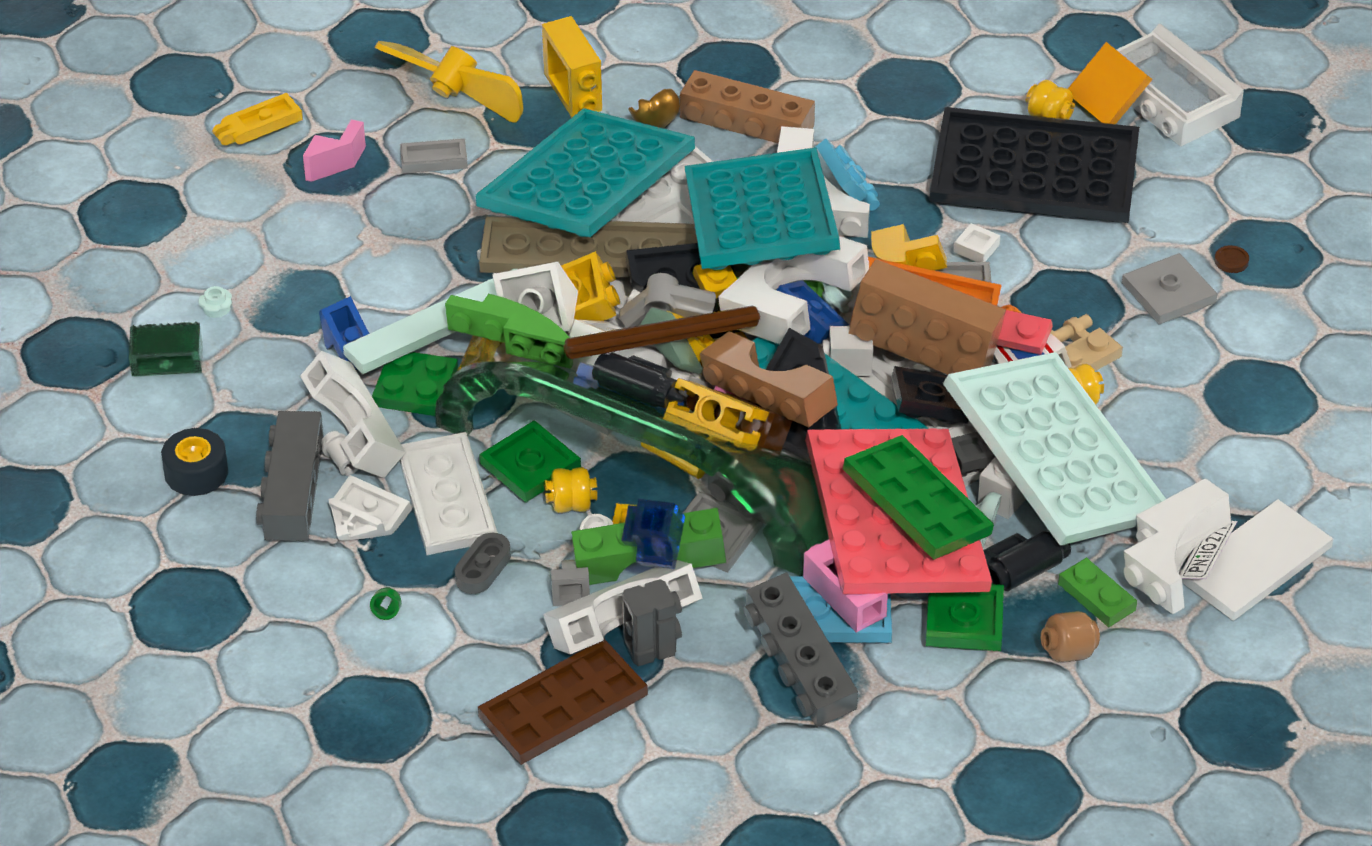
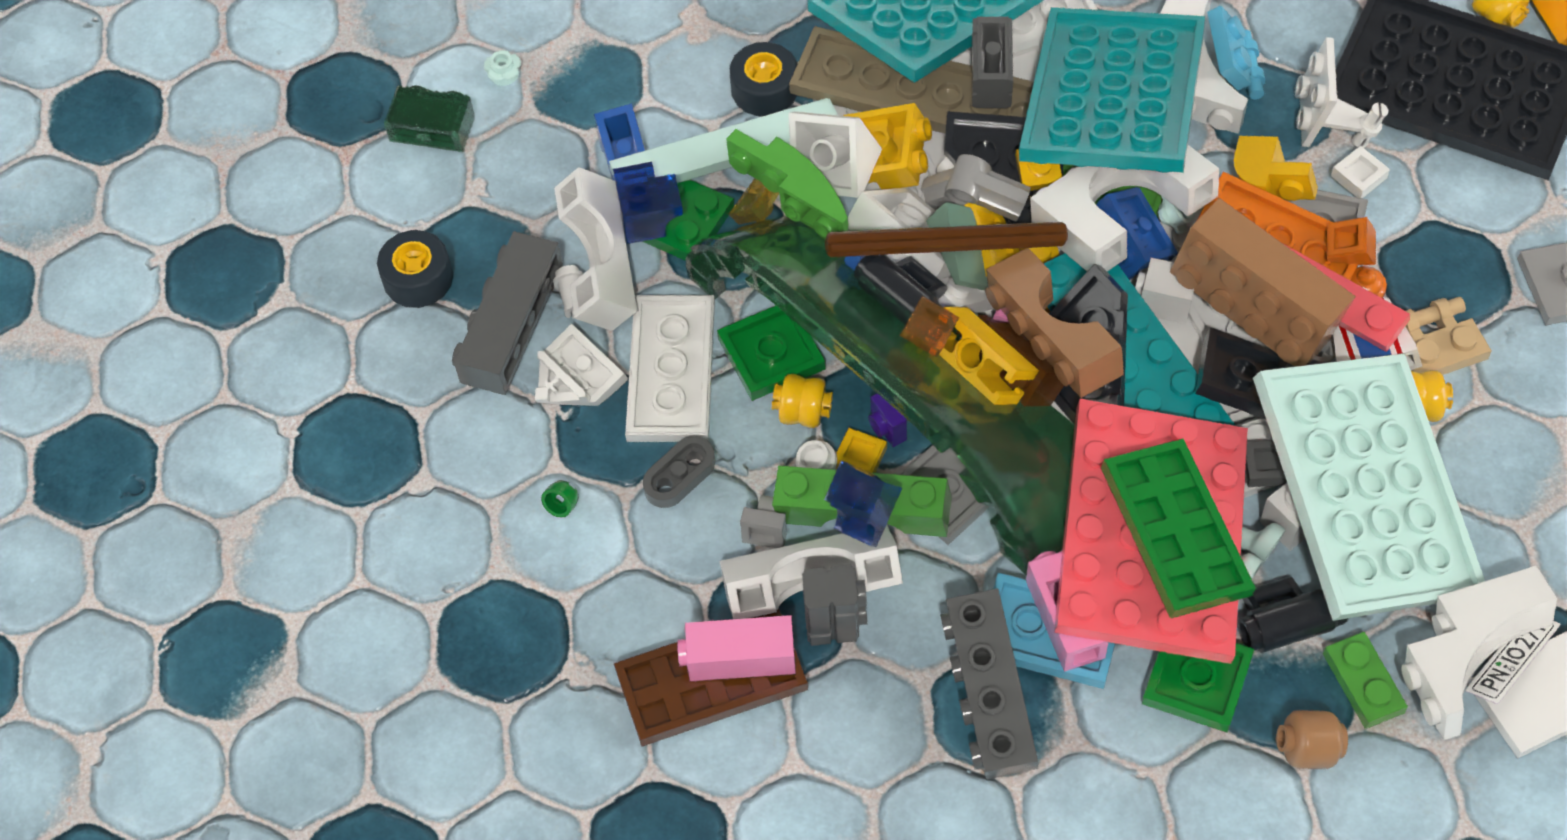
camera: 20 degrees right, 15 degrees up
(388, 367) = (646, 201): none -> clear blue brick
(451, 265) = (762, 78): none -> black wheel
(583, 667) = (738, 648): none -> bright pink brick
(647, 485) = (887, 421): none -> dark purple plate
(651, 209) = (992, 62): none -> dark grey brick
(671, 391) = (929, 326): none -> clear orange tile
(927, 197) = (1322, 108): none -> white plate
(988, 286) = (1351, 242): none -> orange slope

